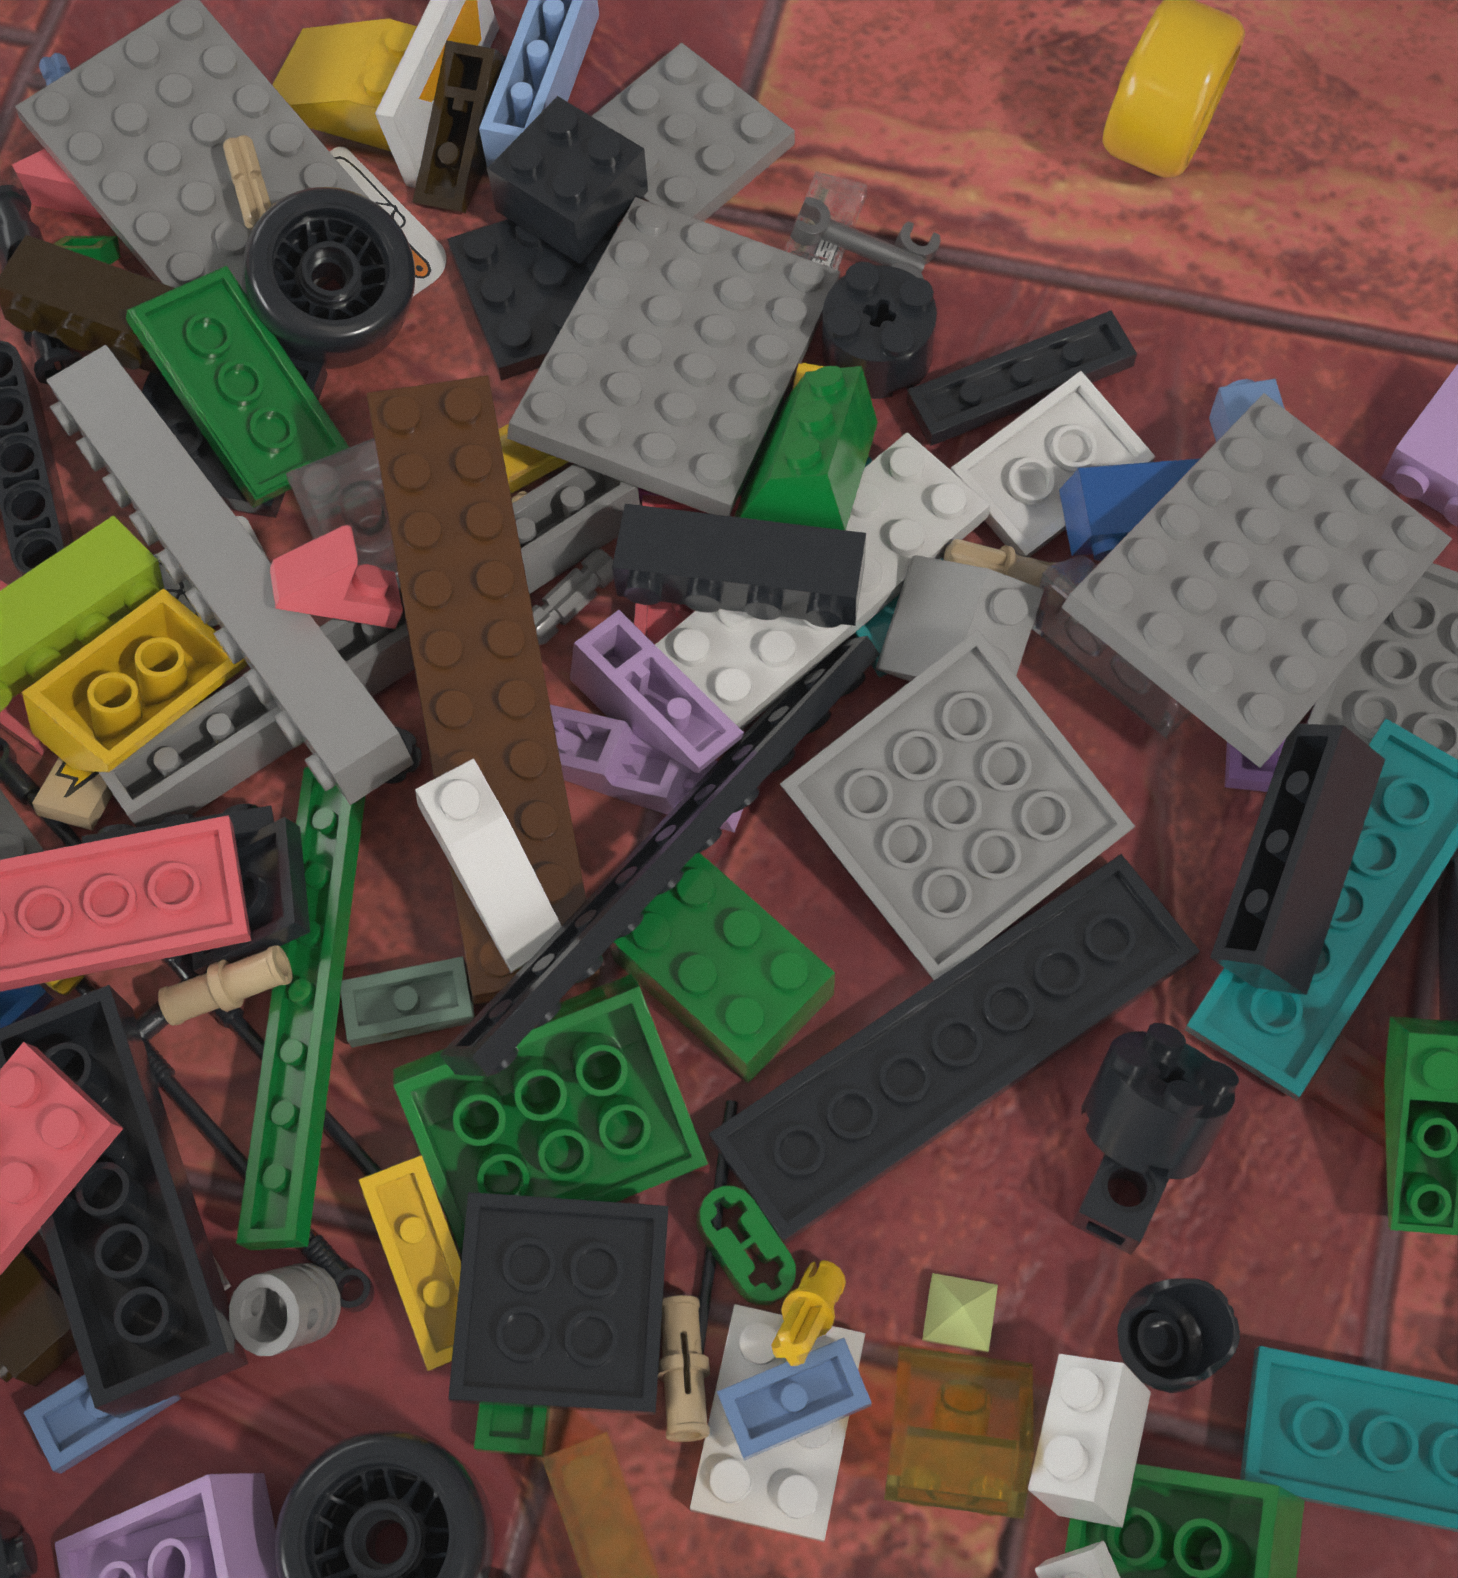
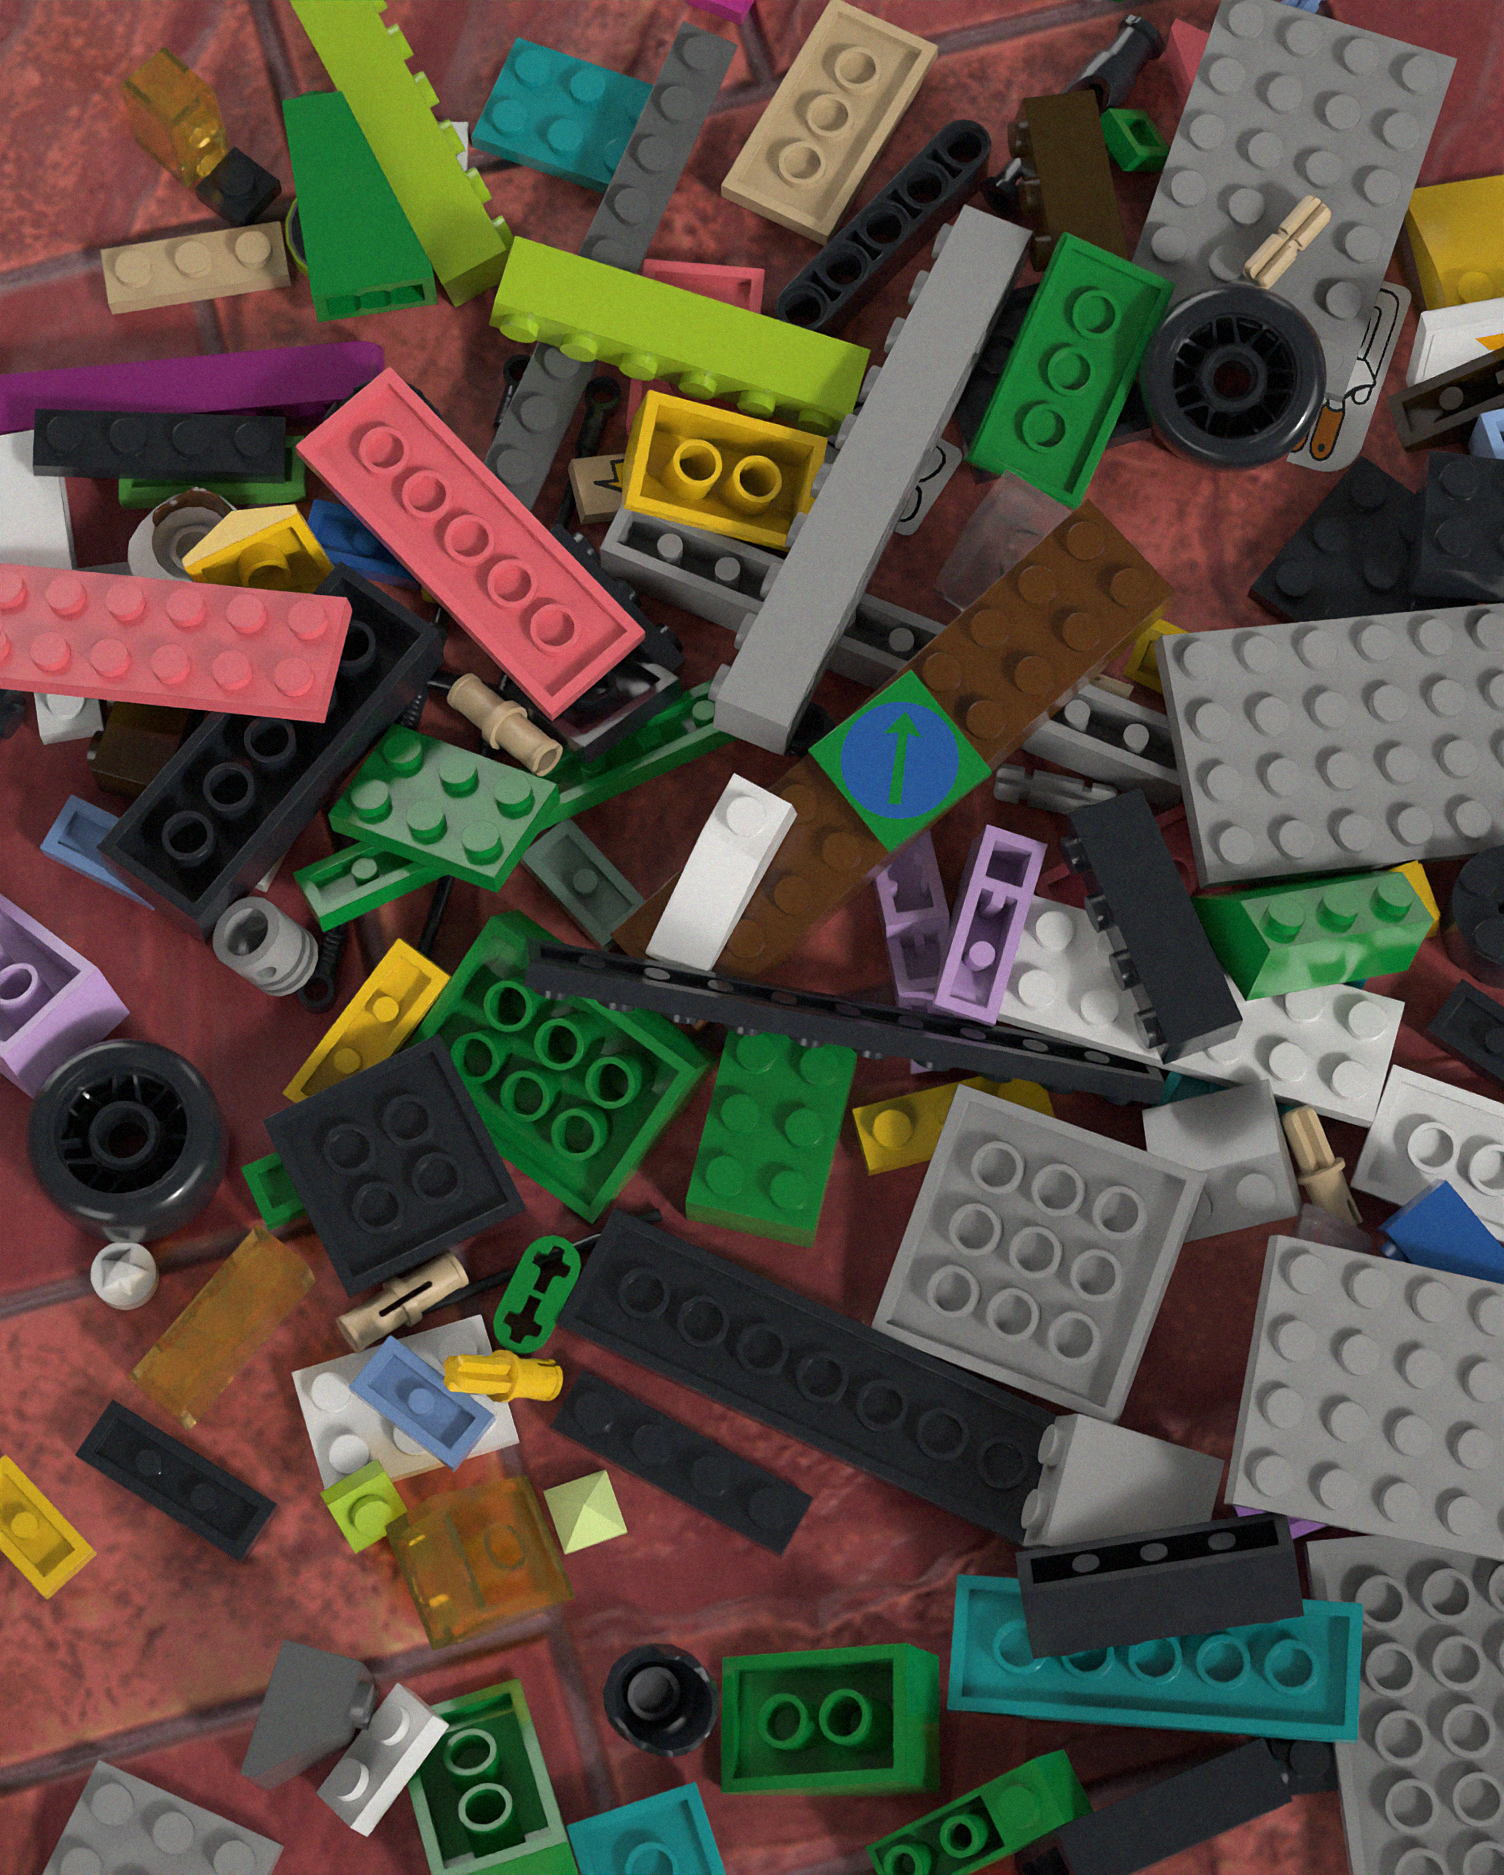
camera: 55 degrees right, 5 degrees up
(265, 1076) = (444, 807): none -> green plate
(328, 583) = (899, 581): coral slope -> none
(487, 663) = (900, 761): none -> tile
(783, 840) = (909, 1126): none -> yellow plate
(853, 1507) = (364, 1505): none -> lime plate
(962, 1205) = (682, 1464): none -> black plate
(1090, 1440) = (528, 1671): white brick -> none
(1115, 1223) = (741, 1575): black brick -> none
(1158, 1102) = (858, 1577): black brick -> none
(1186, 857) = (1114, 1484): none -> light grey brick
(1263, 1203) = (831, 1722): none -> green slope

